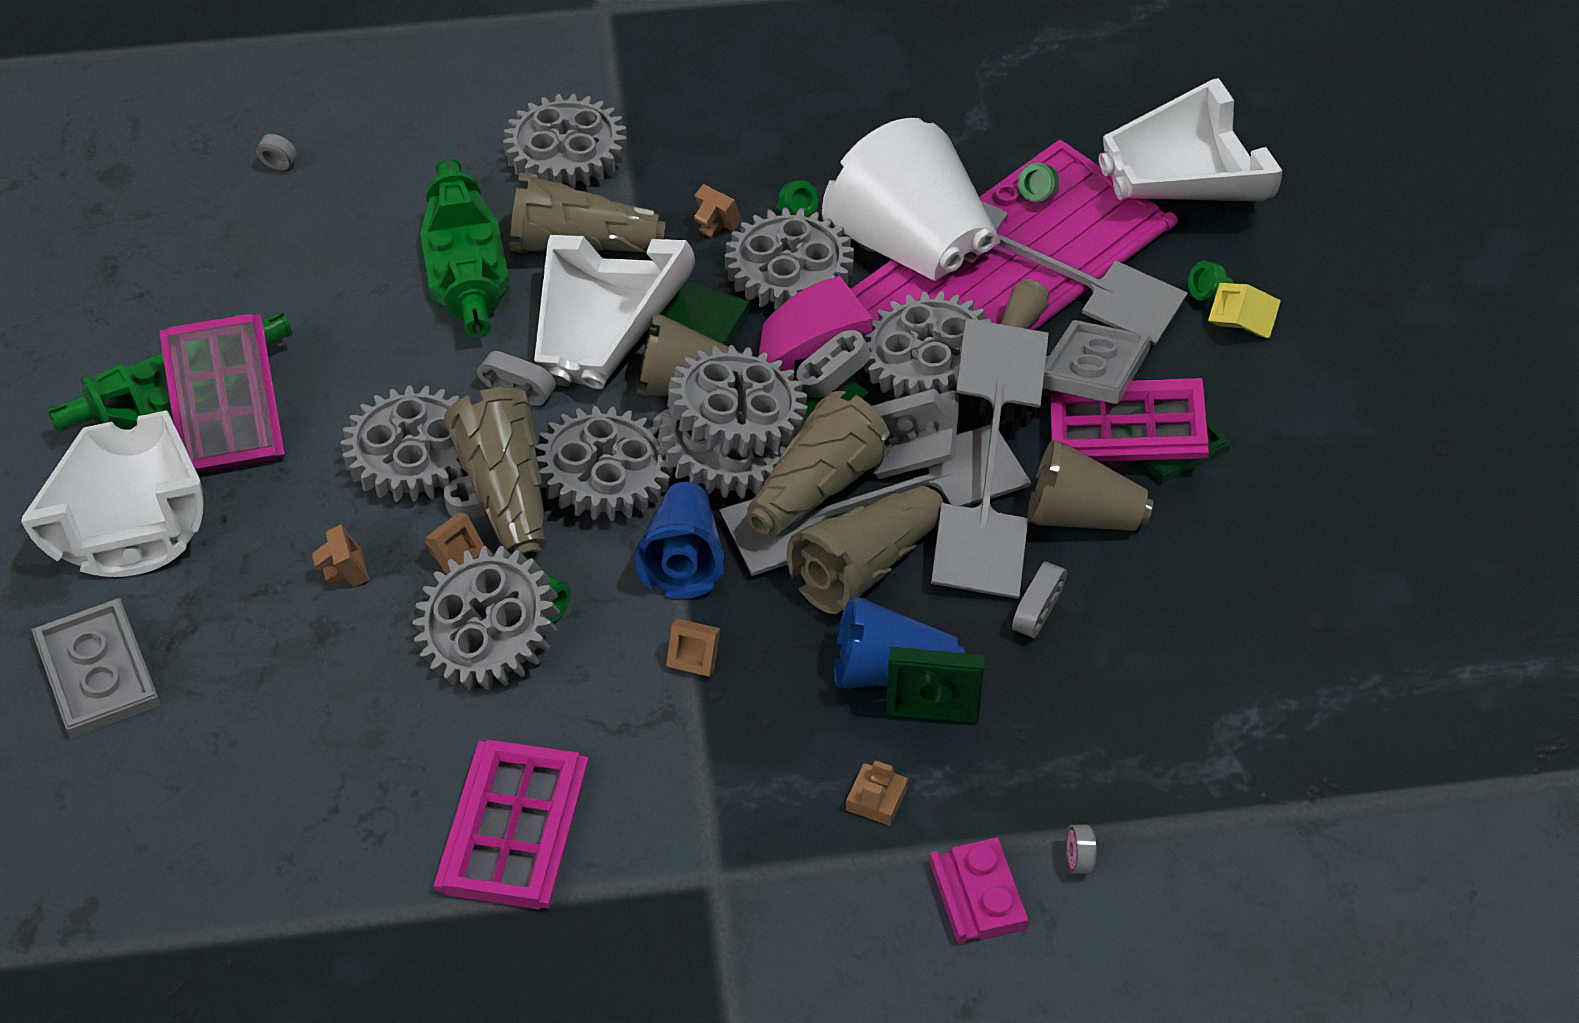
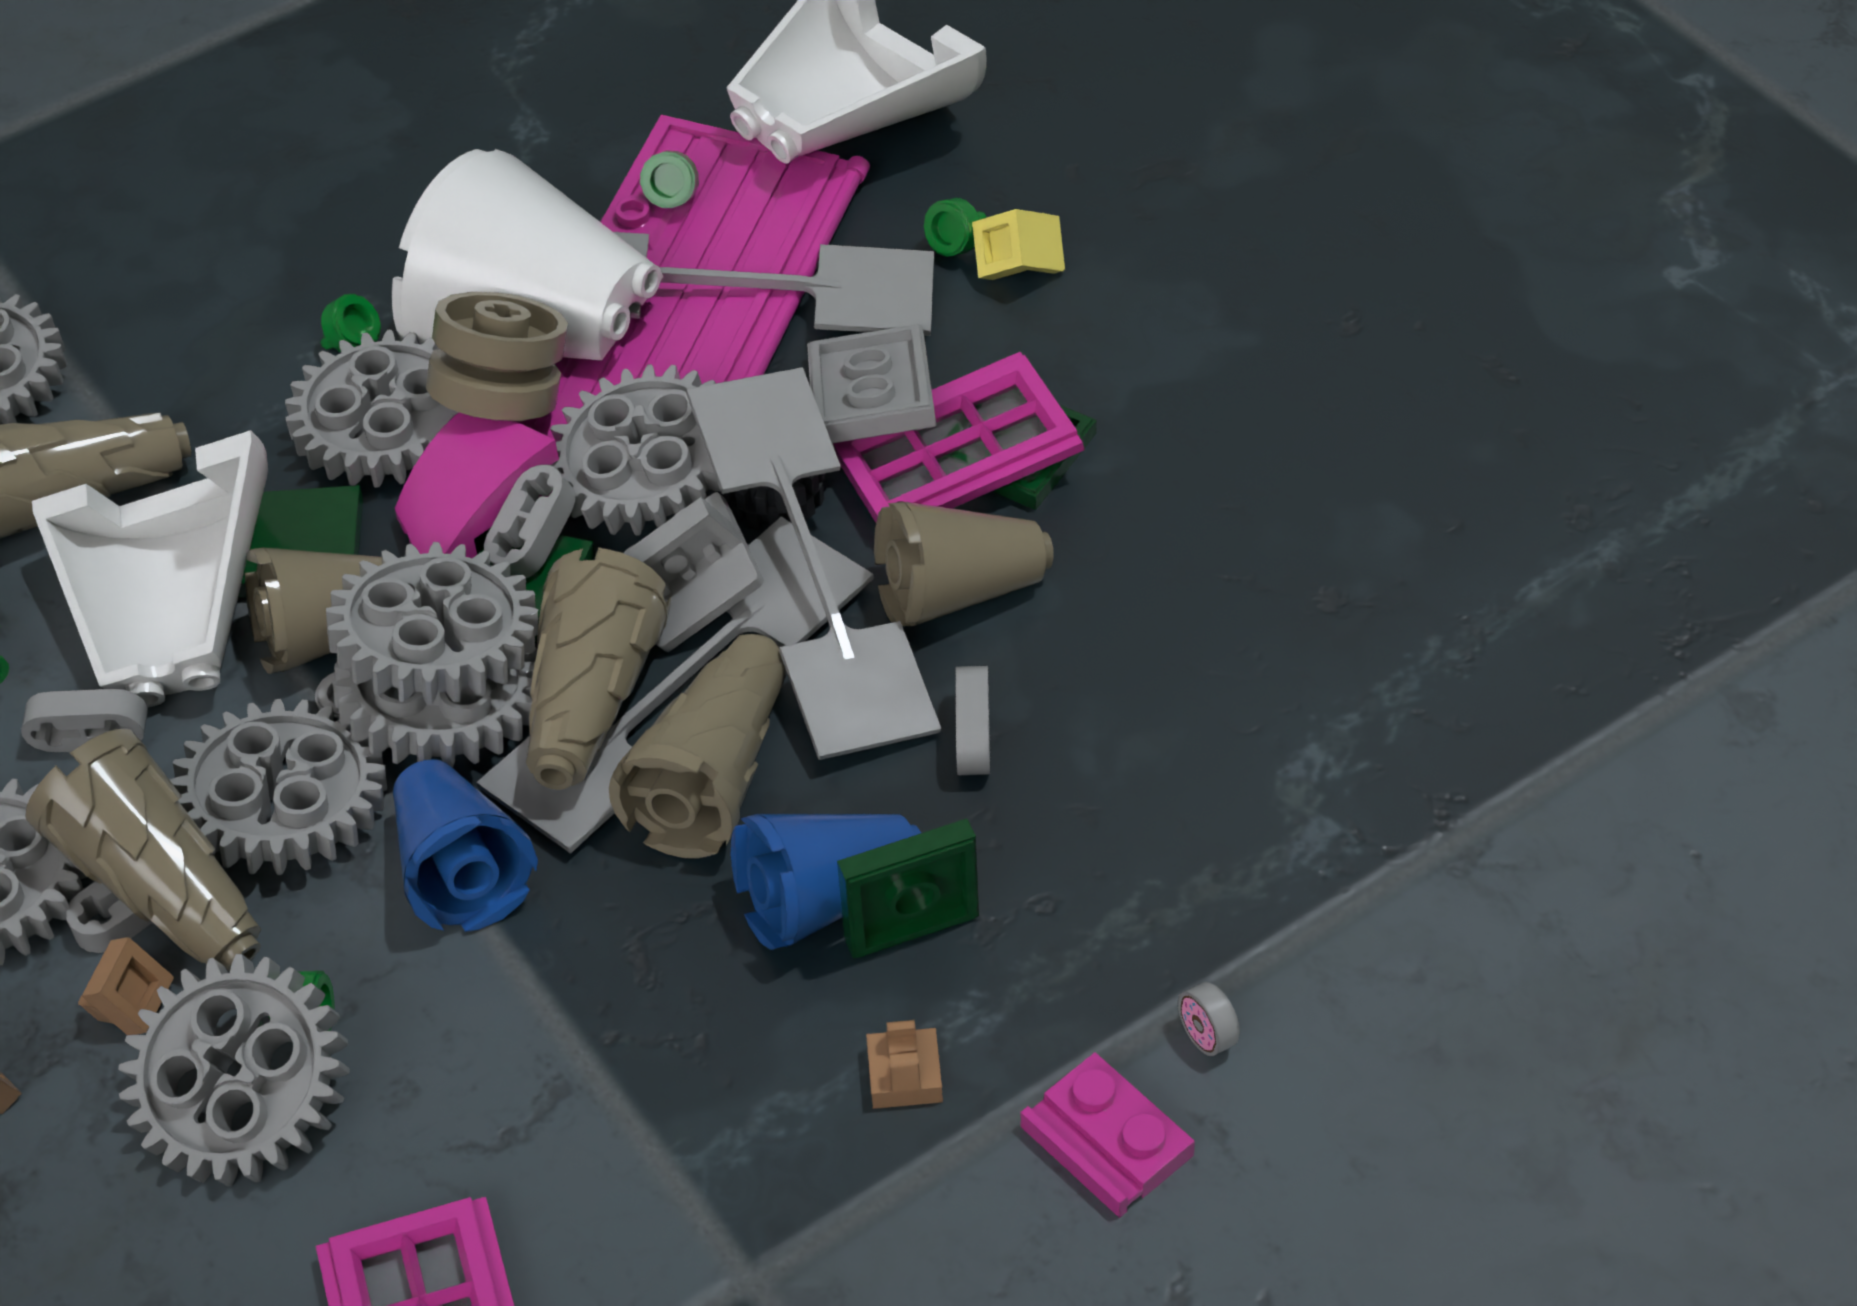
camera: 25 degrees left, 0 degrees up
(693, 647) = (549, 982): medium nougat tile -> none
(715, 211) = (244, 382): medium nougat tile -> none
(864, 252) = (496, 356): none -> dark tan wheel
(1025, 304) = (741, 343): dark tan cone -> none

